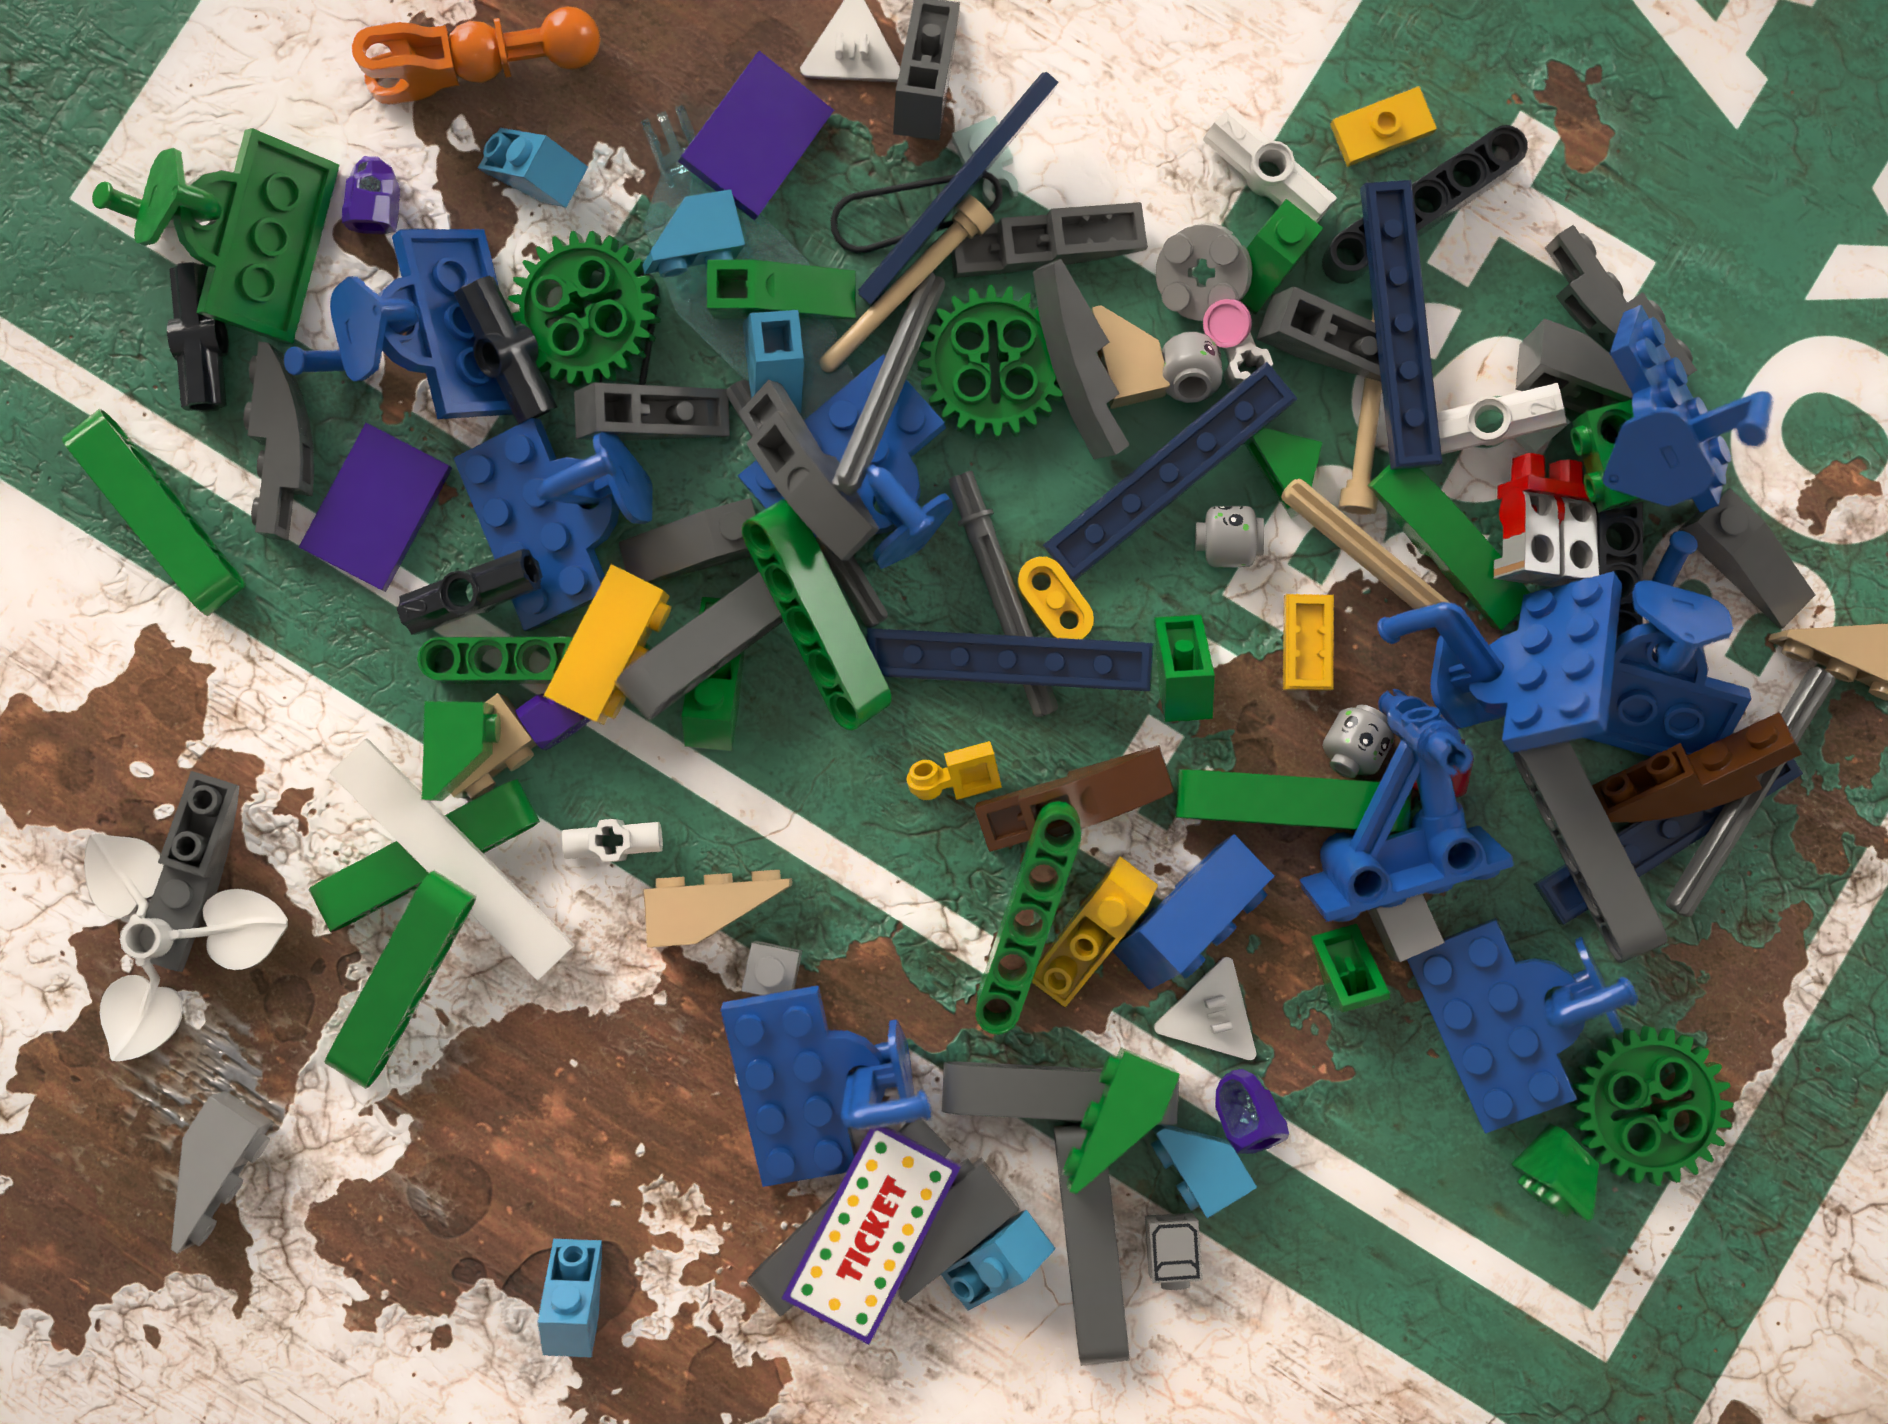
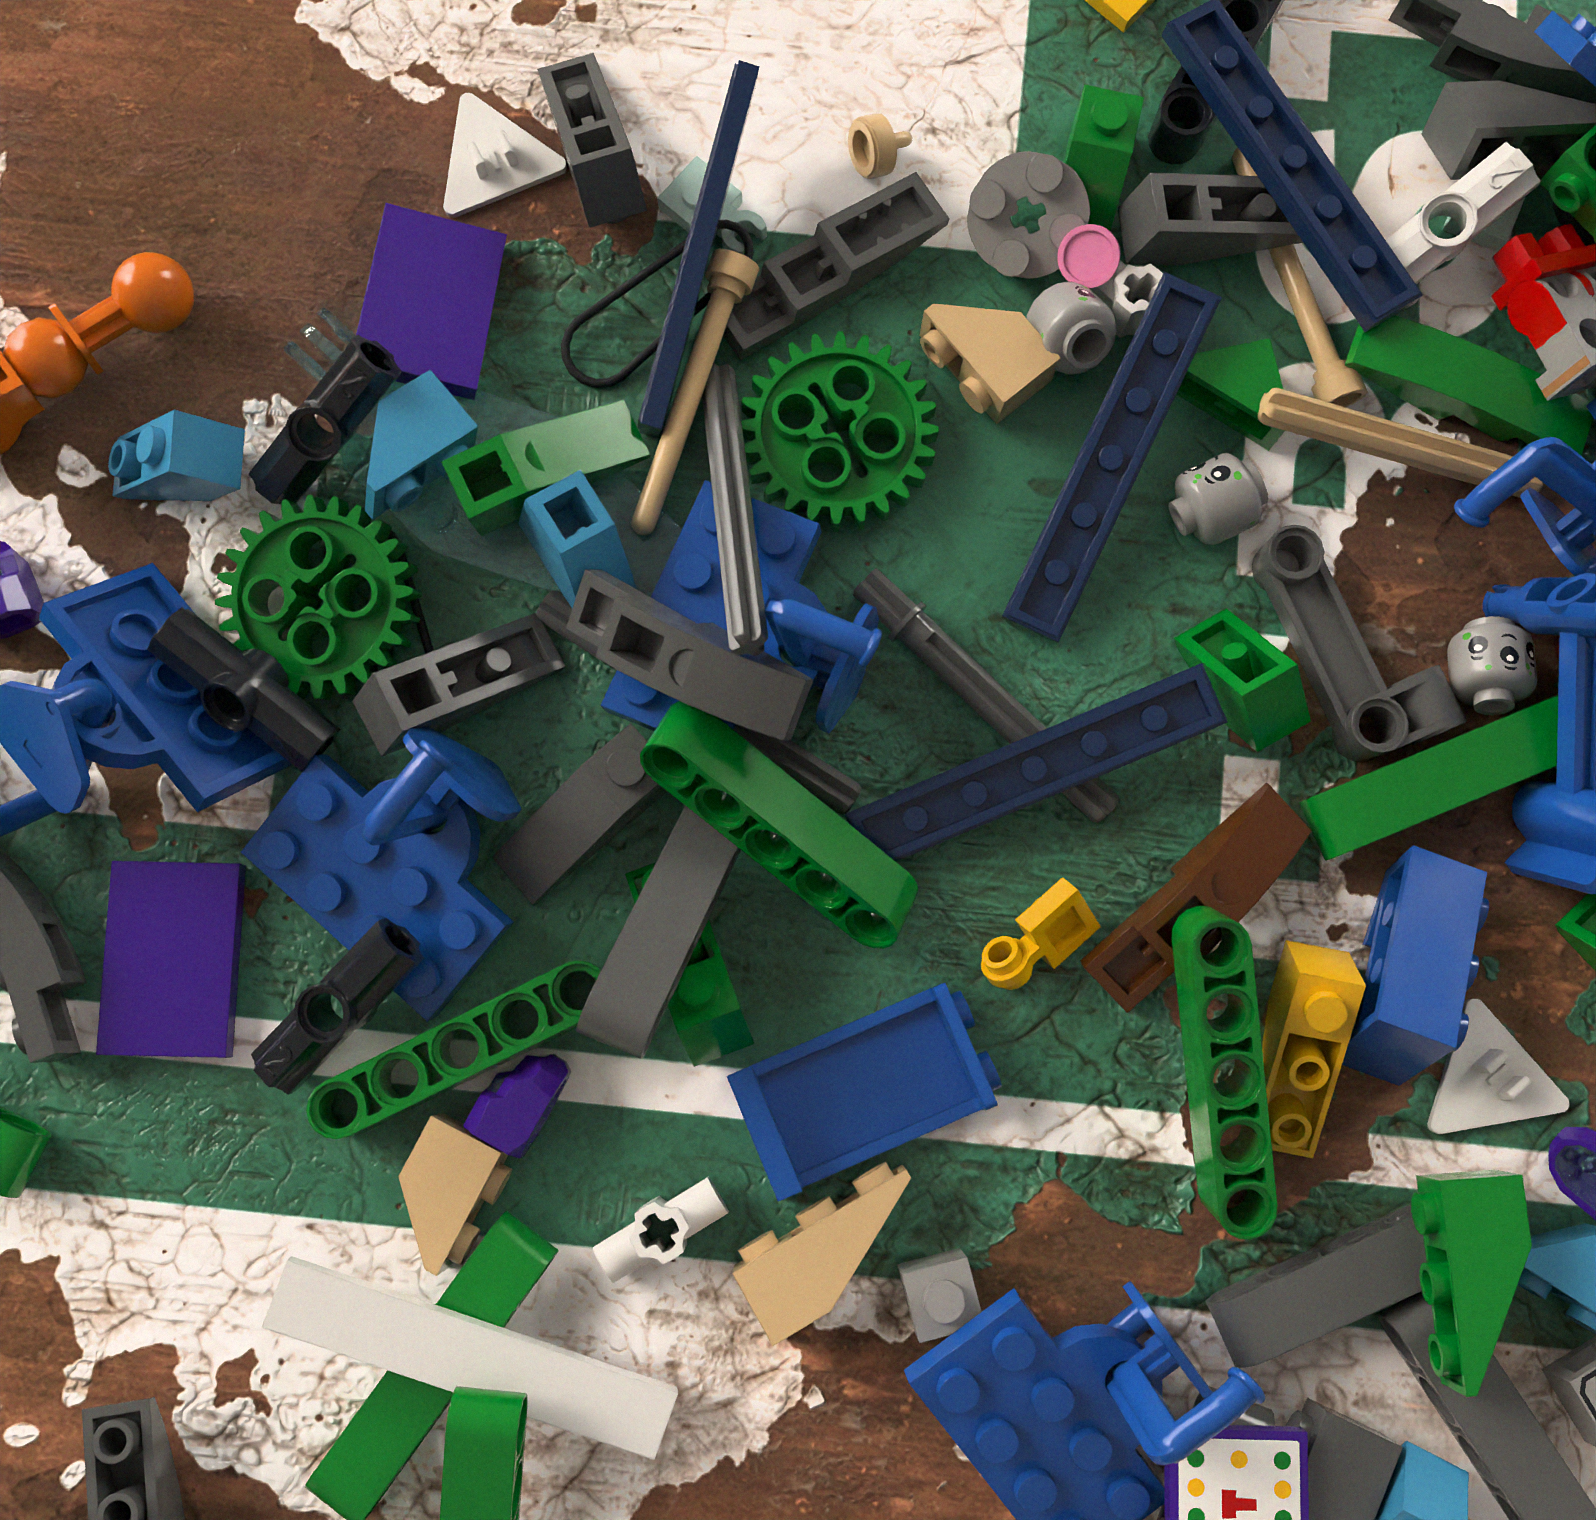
camera: 25 degrees left, 5 degrees down
(455, 744) = (407, 1208): green slope -> none
(608, 643) = (543, 988): yellow brick -> none
(661, 181) = (342, 398): none -> black piece
(788, 815) = (864, 1089): none -> blue panel
(1056, 600) = (1052, 668): yellow plate -> none
(1072, 344) = (925, 361): dark grey slope -> none
(1123, 168) = (875, 145): none -> tan tile
(1246, 147) = (1007, 59): white piece -> none
(1254, 690) = (1339, 659): none -> dark grey piece
(1308, 642) = (1371, 580): yellow plate -> none

